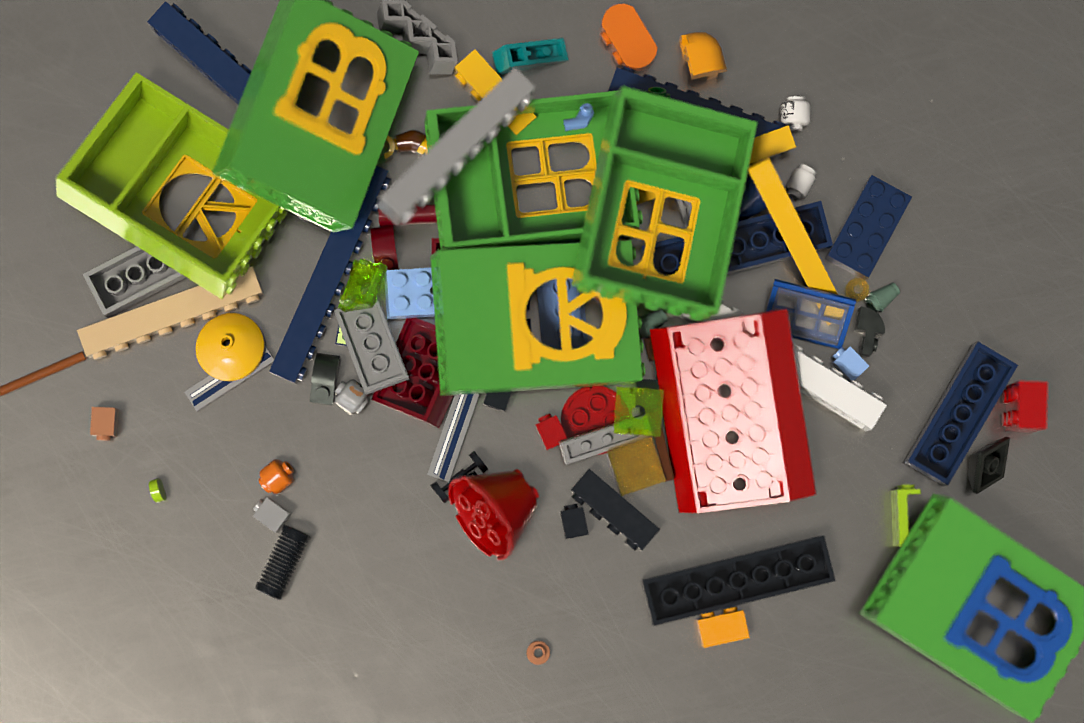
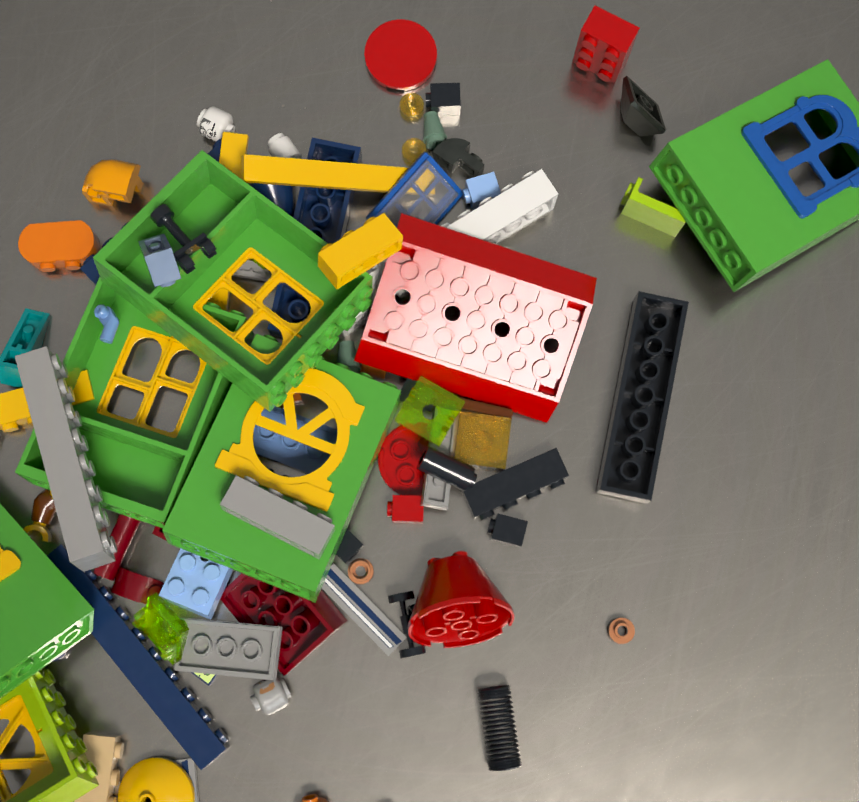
camera: 60 degrees left, 5 degrees down
(324, 378) = (238, 715): pearl dark grey brick -> none
(430, 587) = (503, 763): none -> black piece
(483, 411) = (352, 571): none -> nougat plate
(491, 334) = (277, 516): none -> light grey brick
(598, 448) = (447, 468): none -> black brick
(645, 141) = (160, 260): none -> slope
(682, 125) = (164, 216): none -> black bar
(723, 627) = (682, 435): light orange brick -> none
(733, 292) = (359, 250): none -> yellow brick
(868, 227) = (360, 110): dark blue brick -> none
(889, 267) = (411, 111): none -> clear yellow plate
(914, 292) = (444, 98): none -> black brick
(937, 236) = (400, 54): none -> red tile
(961, 413) = (581, 110): dark blue brick -> none

